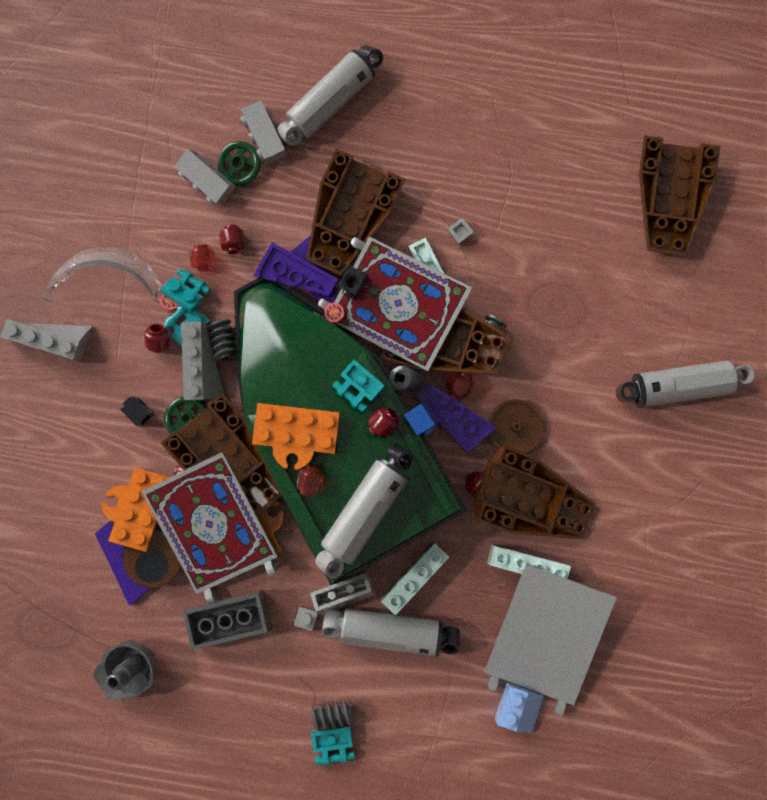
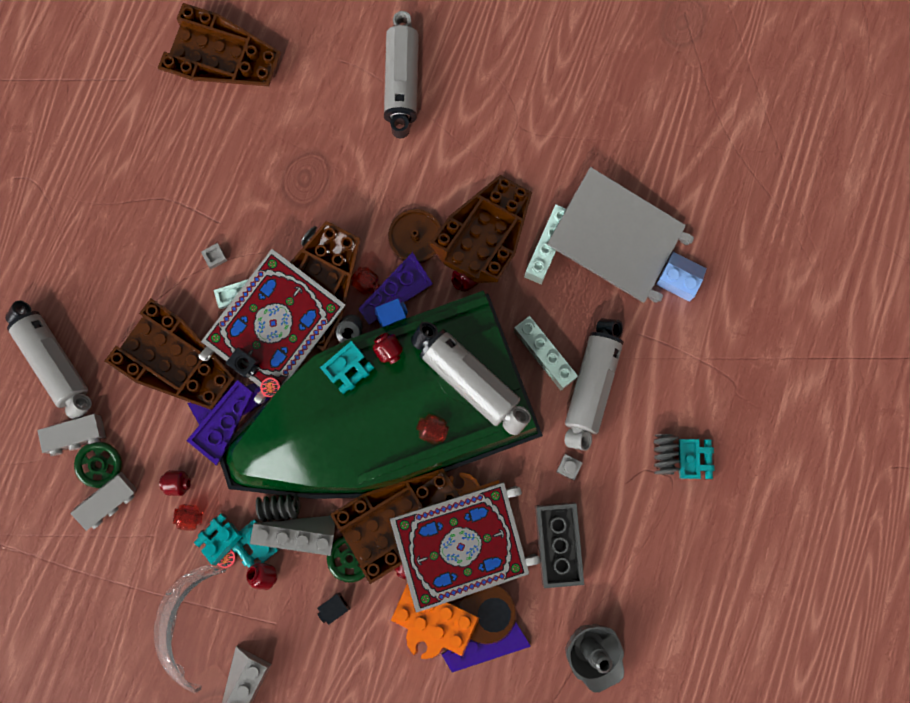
camera: 80 degrees left, 5 degrees down
(295, 432) = (382, 436): orange plate -> none
(342, 594) = (550, 424): light grey brick -> none

